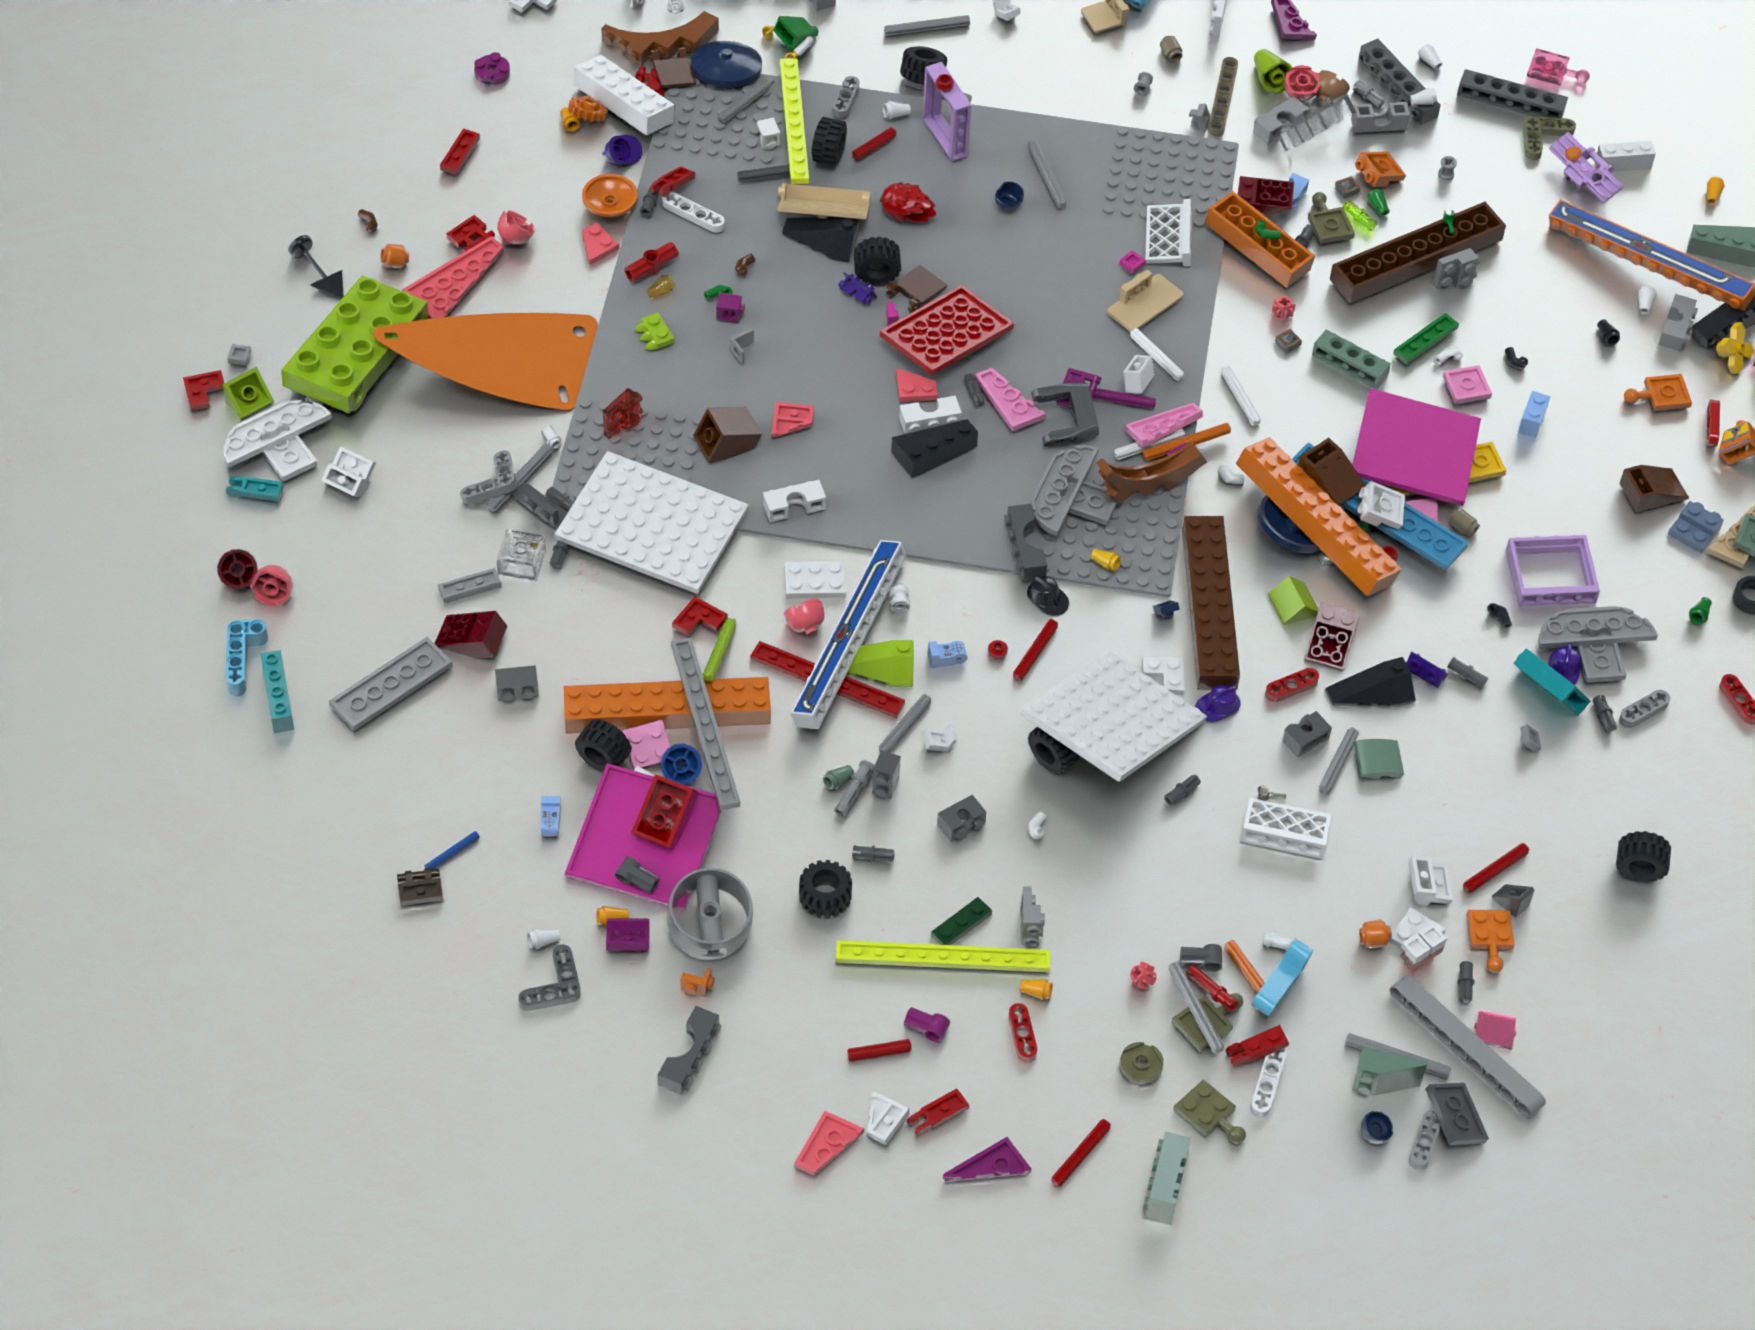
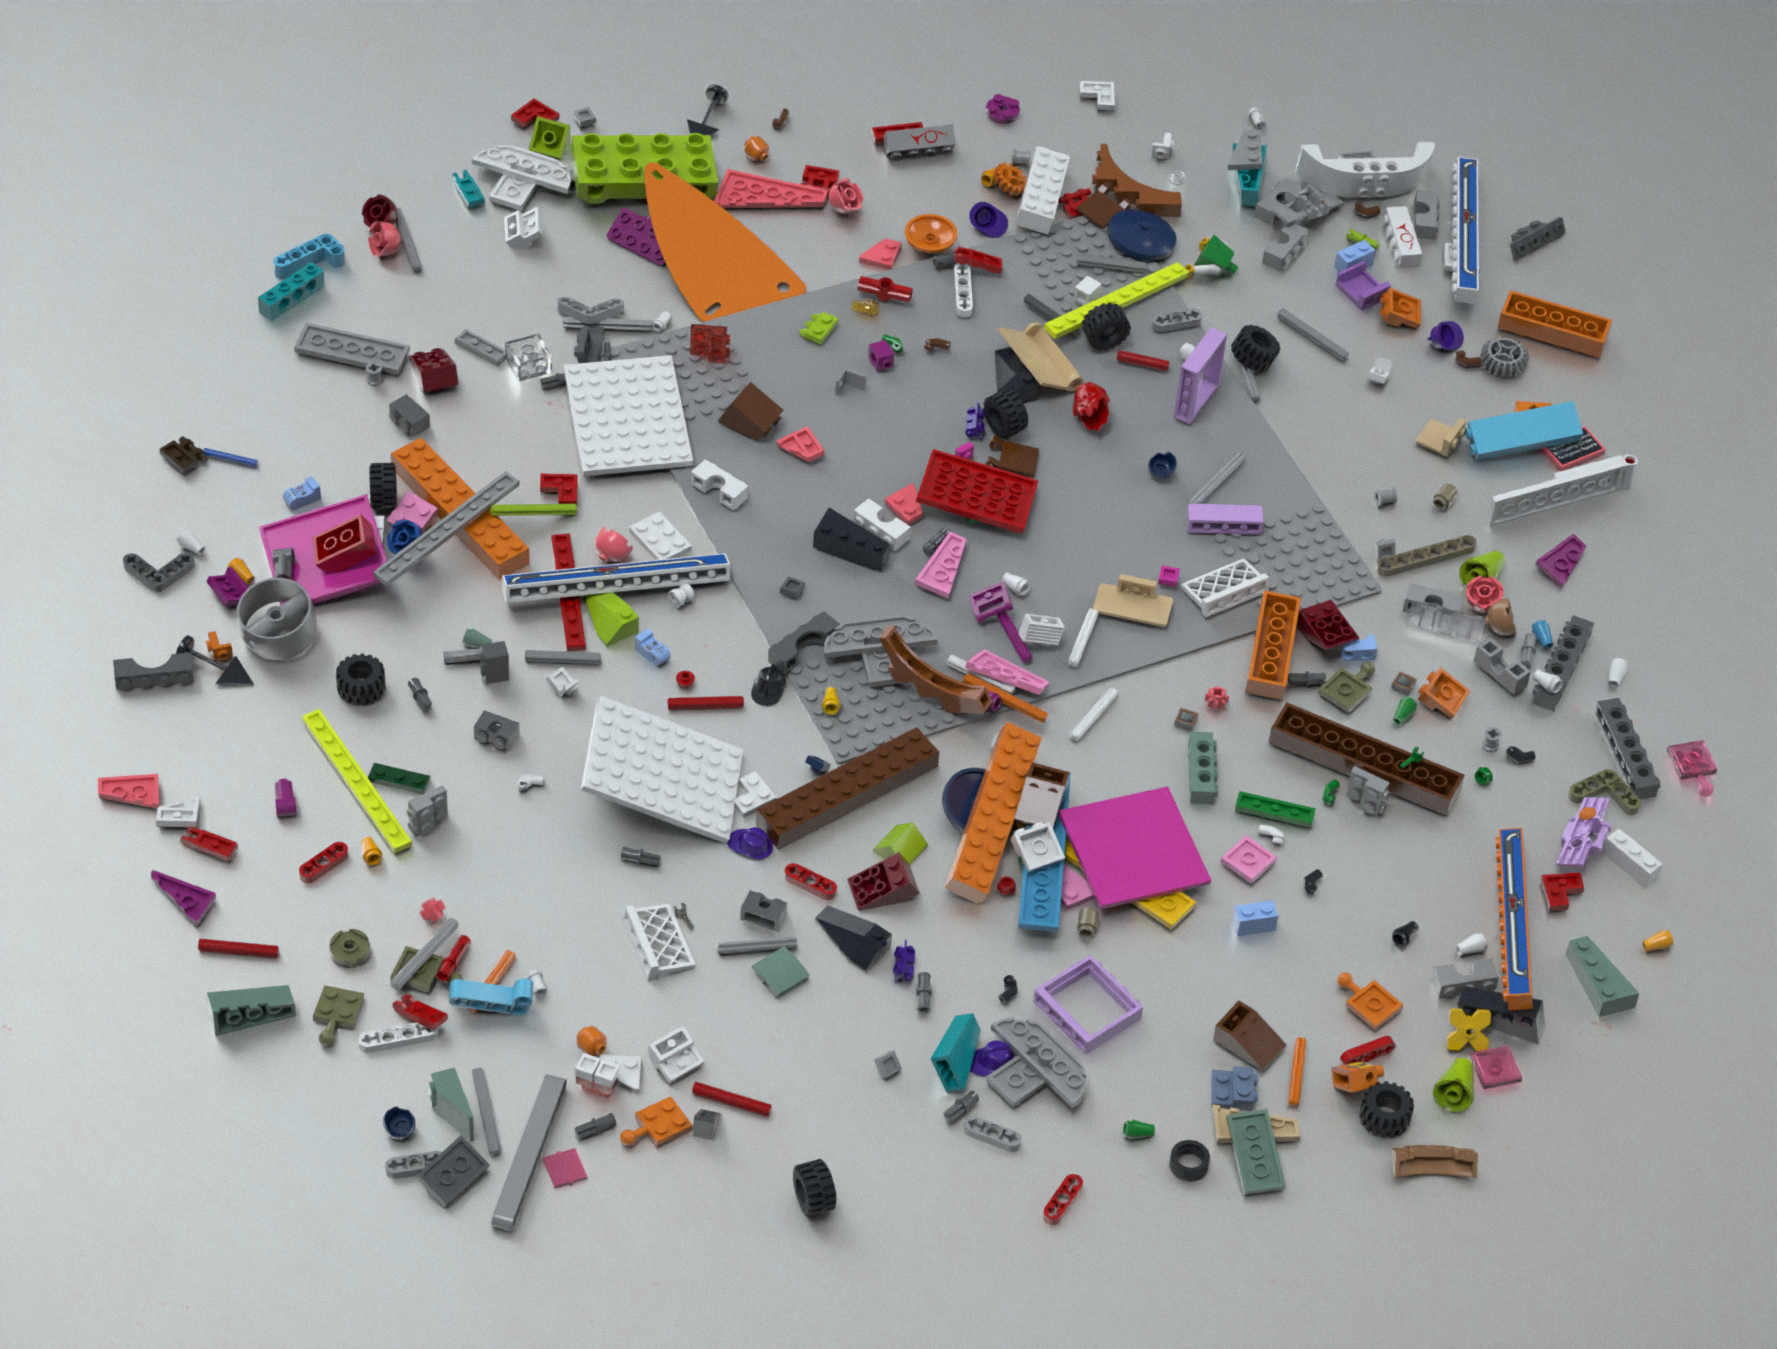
camera: 55 degrees right, 5 degrees down
(295, 572) = (408, 242): none -> light grey axle
(431, 396) = (636, 235): none -> magenta bracket
(442, 683) = (374, 377): none -> light grey bush
(487, 141) = (919, 140): none -> light grey brick
(564, 88) = (1020, 157): none -> light grey bush
(735, 986) = (232, 675): none -> black piece
(878, 1050) = (241, 783): red axle -> none
(944, 82) = (1201, 344): red plate -> none
(951, 516) = (792, 587): none -> dark grey tile
(1065, 362) = (1017, 584): none -> white cone
(1082, 410) = (967, 613): dark grey connector -> none
(1097, 191) = (1224, 519): none -> lavender brick
(1207, 957) = (483, 943): dark grey piece -> none
(1266, 233) = (1273, 637): green arm -> none
(1357, 73) = (1543, 633): none -> dark azure cone
(1359, 215) = (1376, 704): clear neon green pin -> none
(1433, 299) = (1328, 790): none -> green arm
(1471, 162) = (1520, 756): none -> black arm
(1479, 198) = (1483, 776): none -> green plate
(1621, 214) = (1558, 886): none -> red plate
(1703, 478) = (1297, 1072): none -> orange axle

